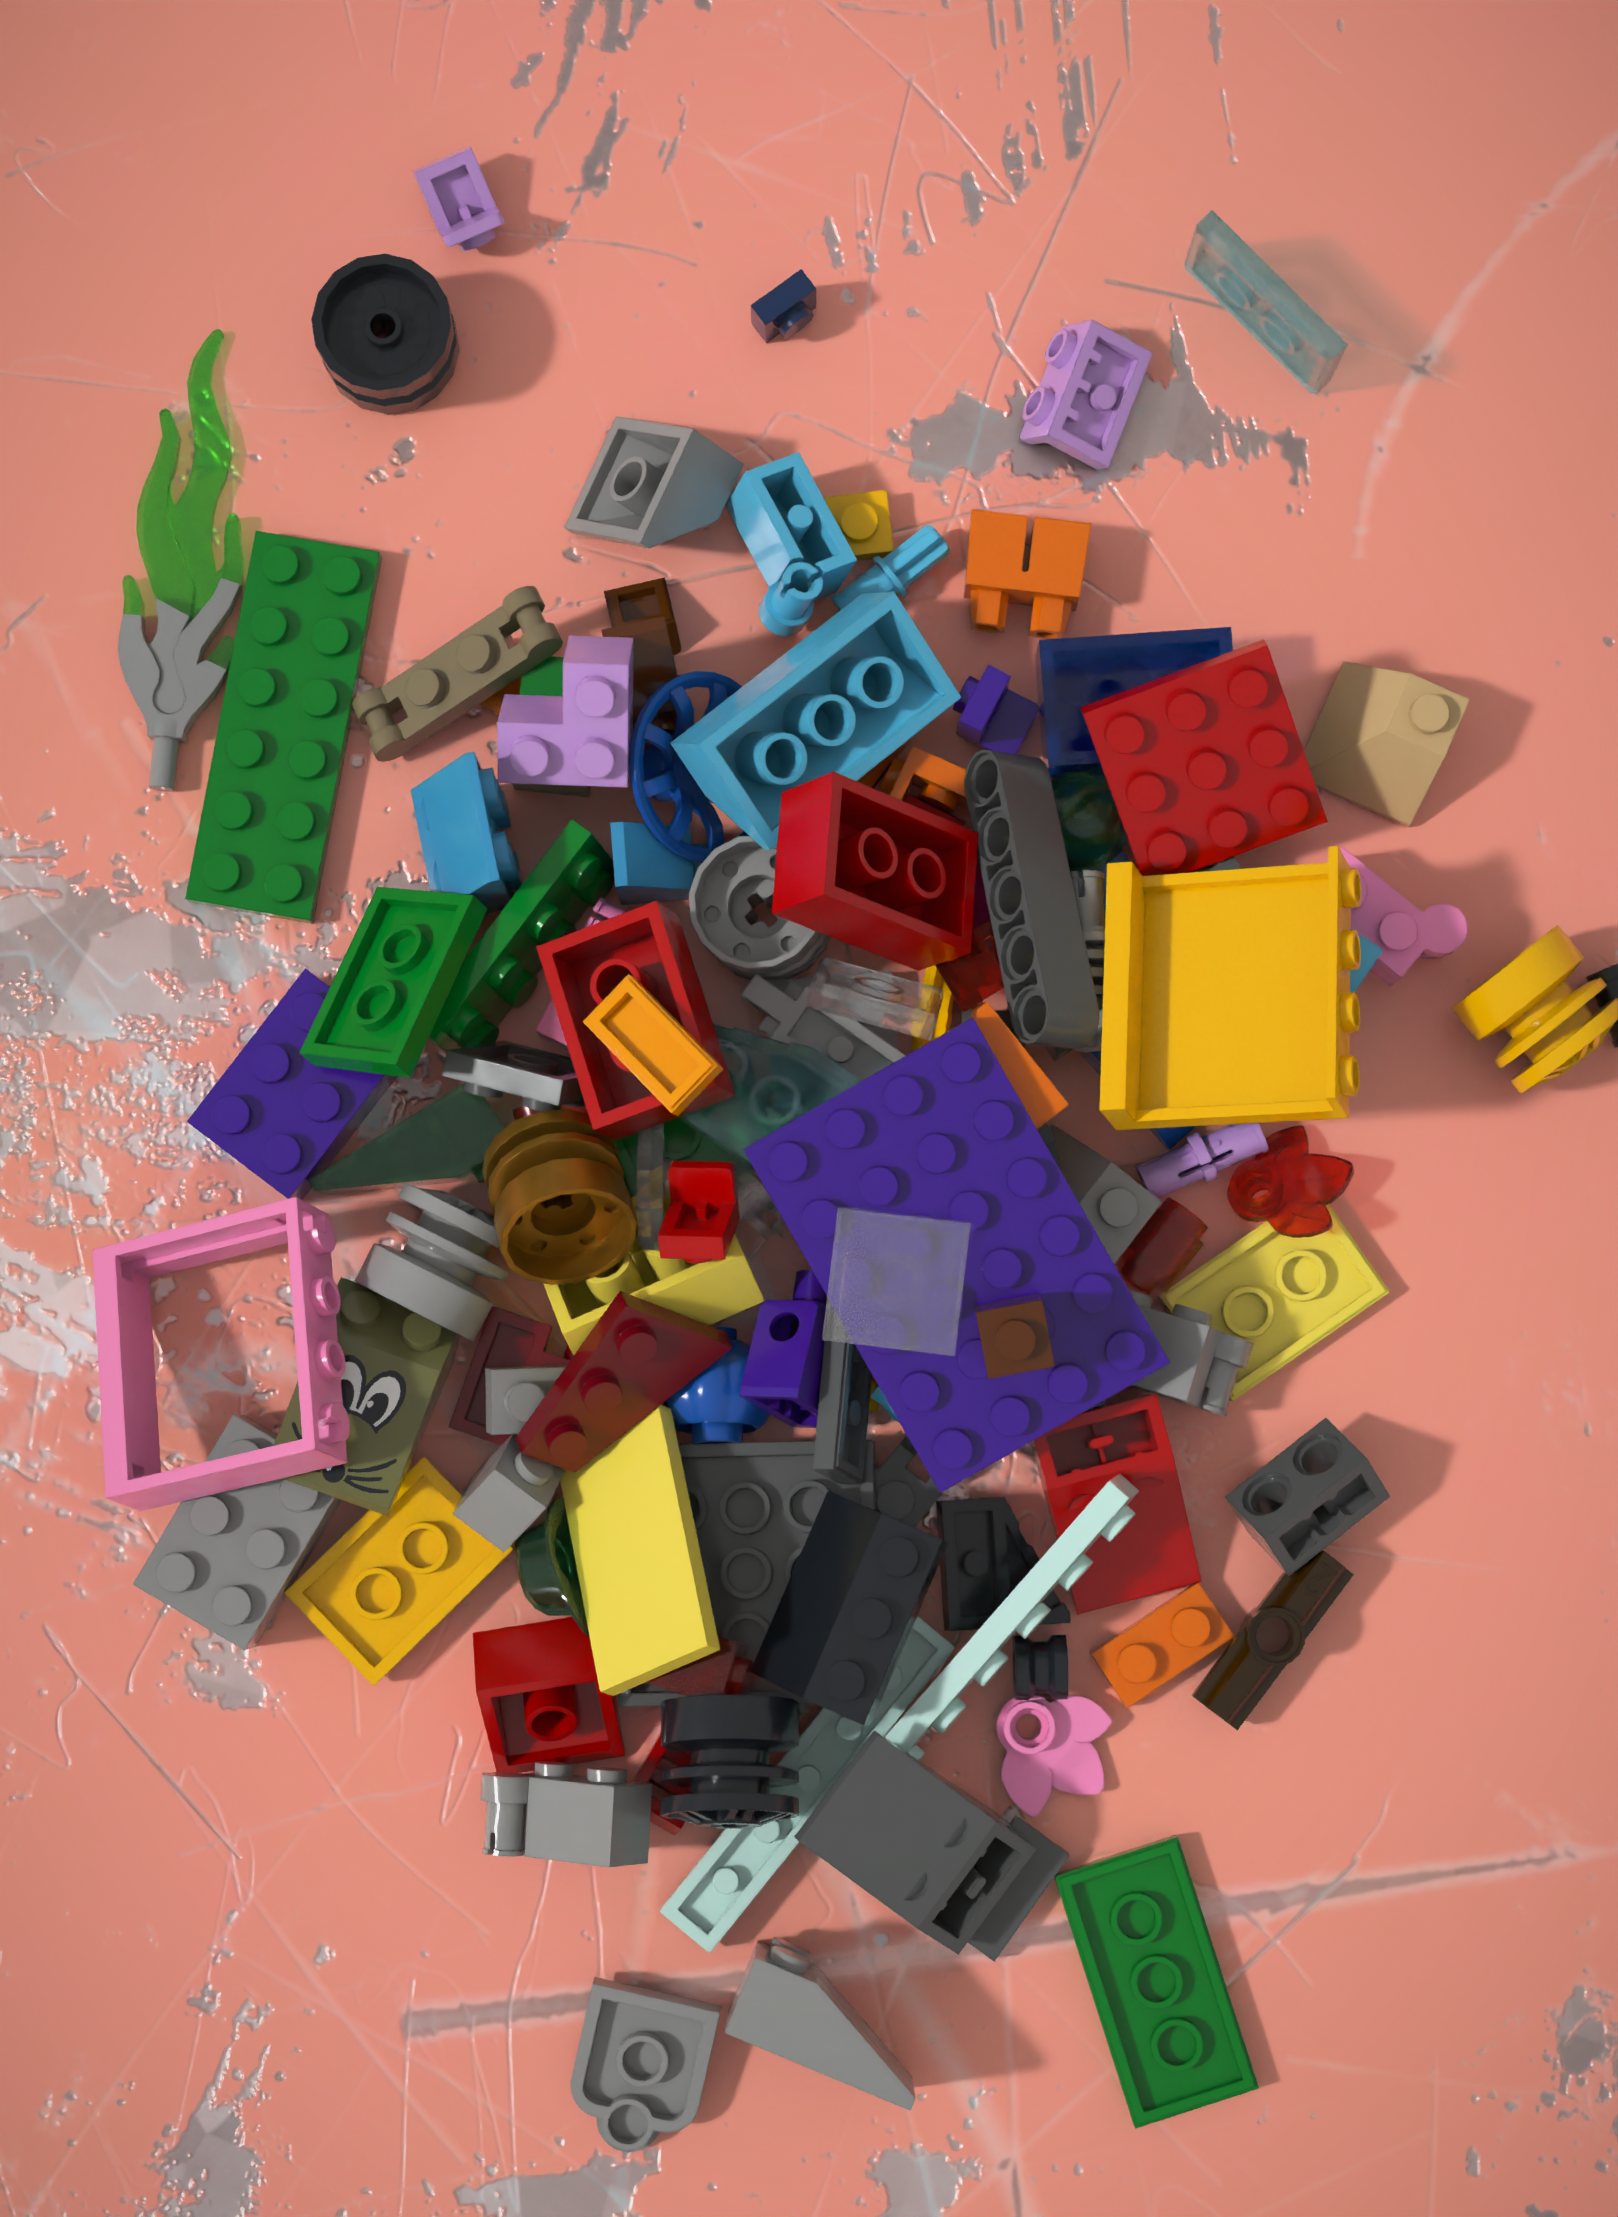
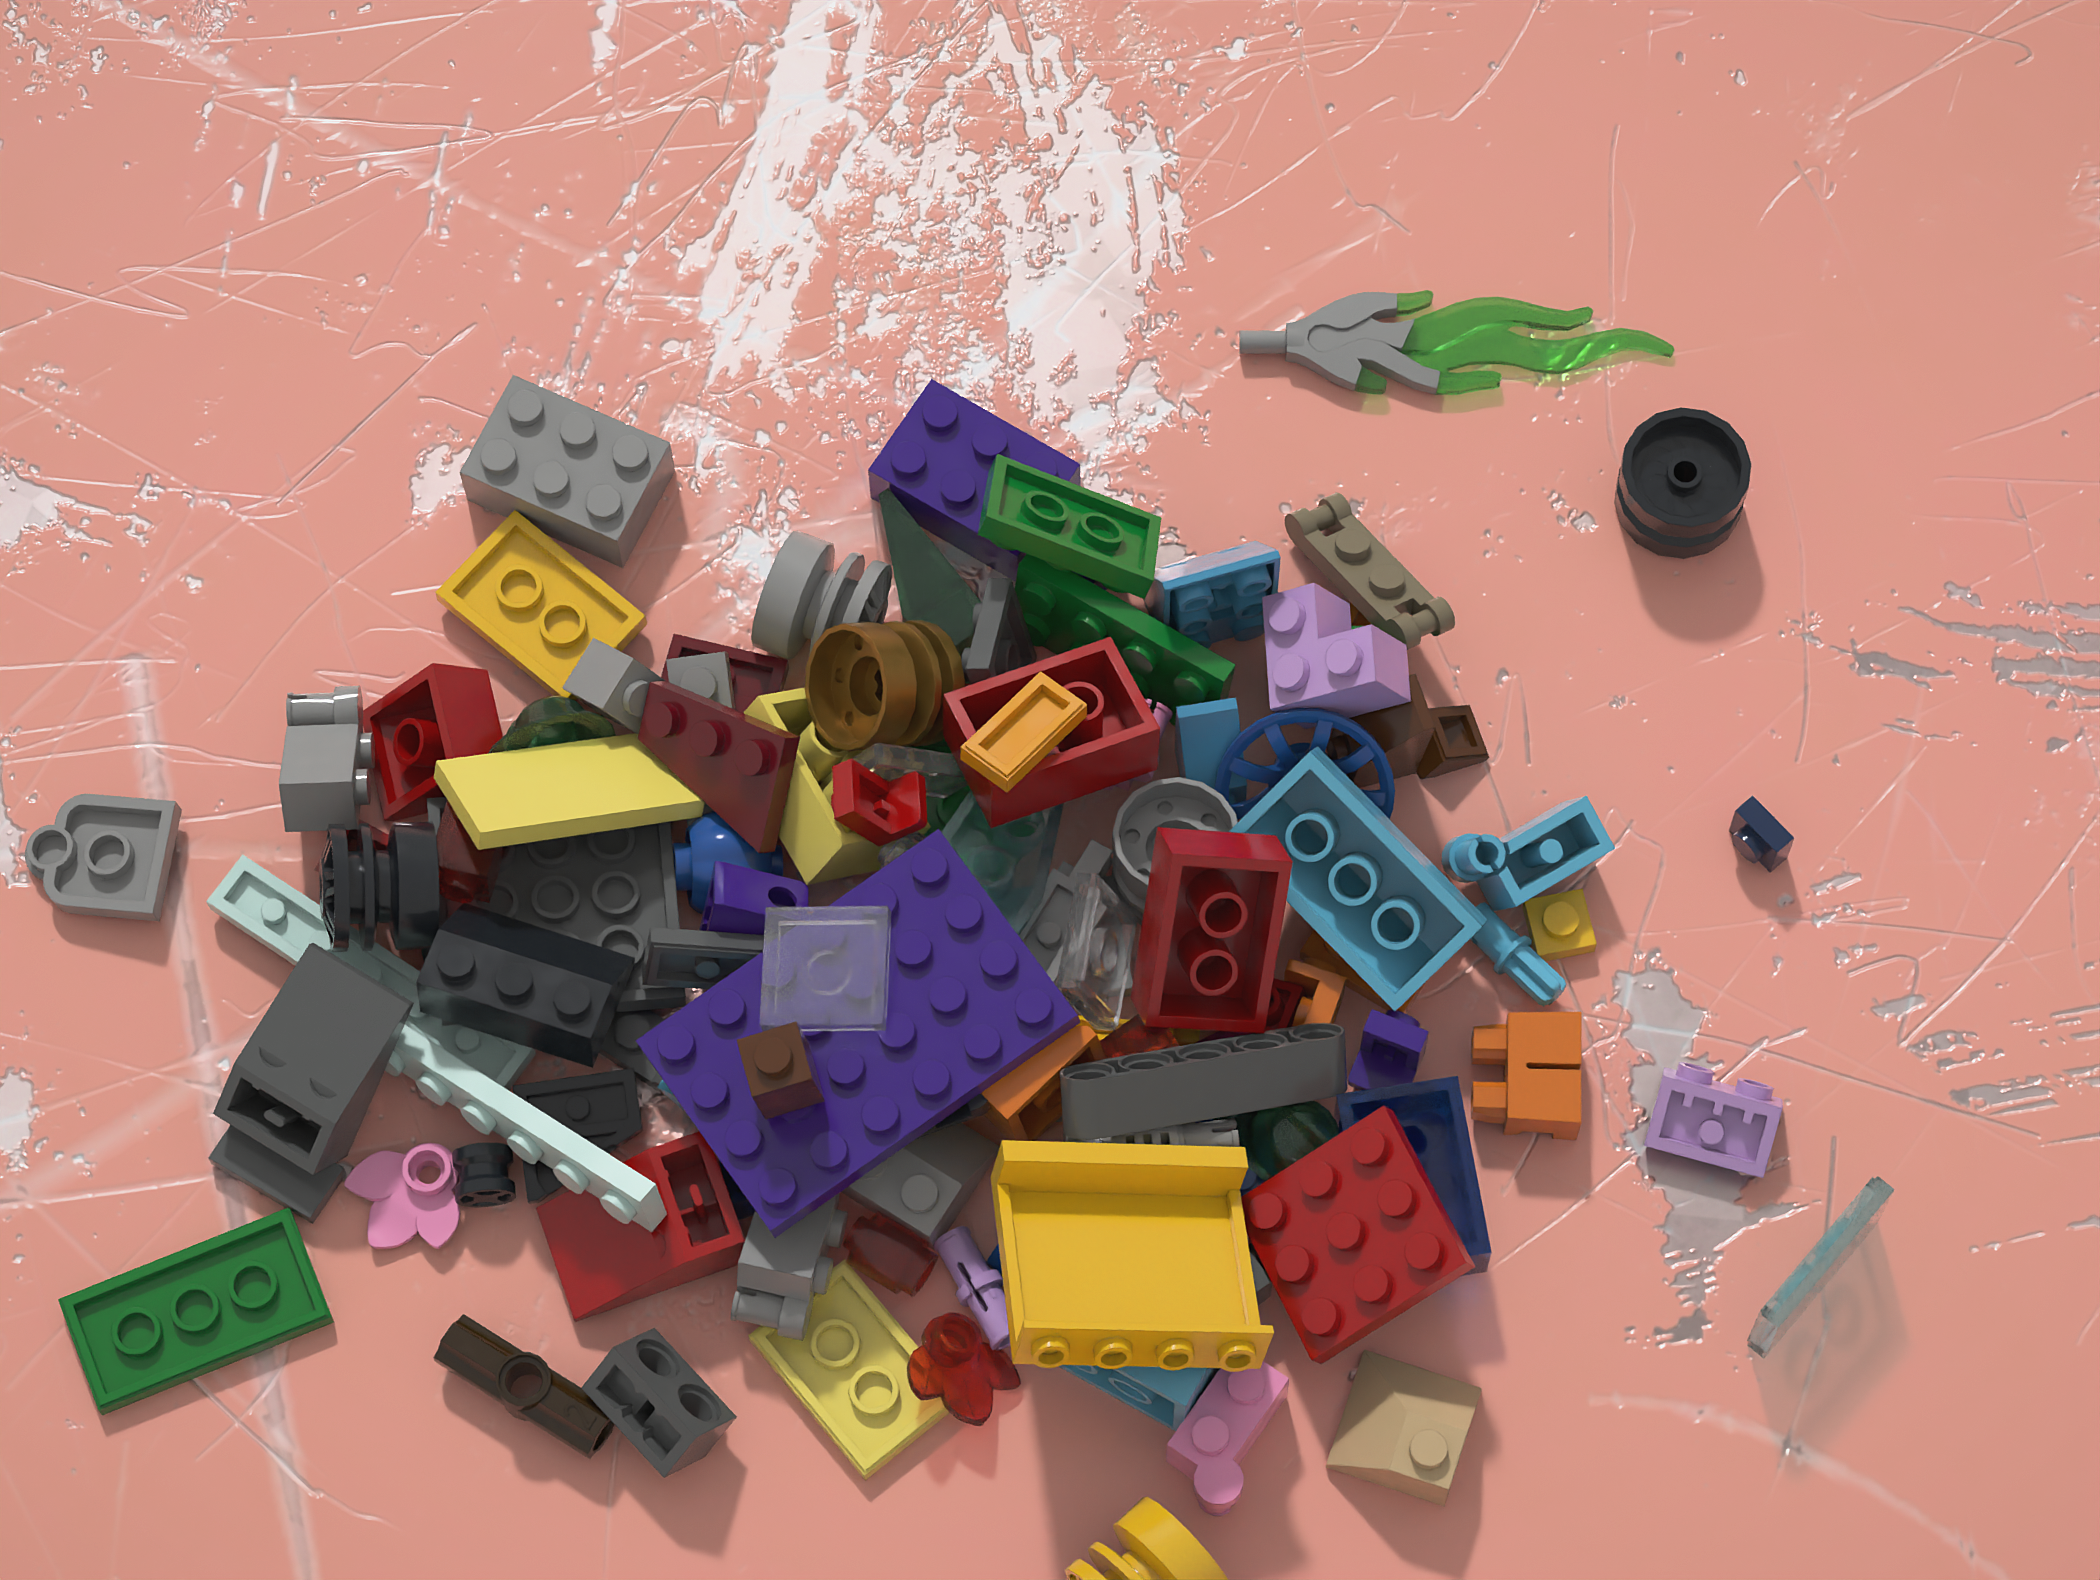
camera: 85 degrees right, 15 degrees down
(128, 1363) = (722, 355): bright pink window -> none
(284, 727) = (1309, 440): green plate -> none
(389, 1391) = (688, 549): olive slope -> none
(459, 199) = (1822, 539): lavender bracket -> none
(653, 484) = (1569, 732): light grey slope -> none
(803, 2017) = (146, 991): light grey slope -> none
(1162, 1644) = (512, 1290): orange plate -> none

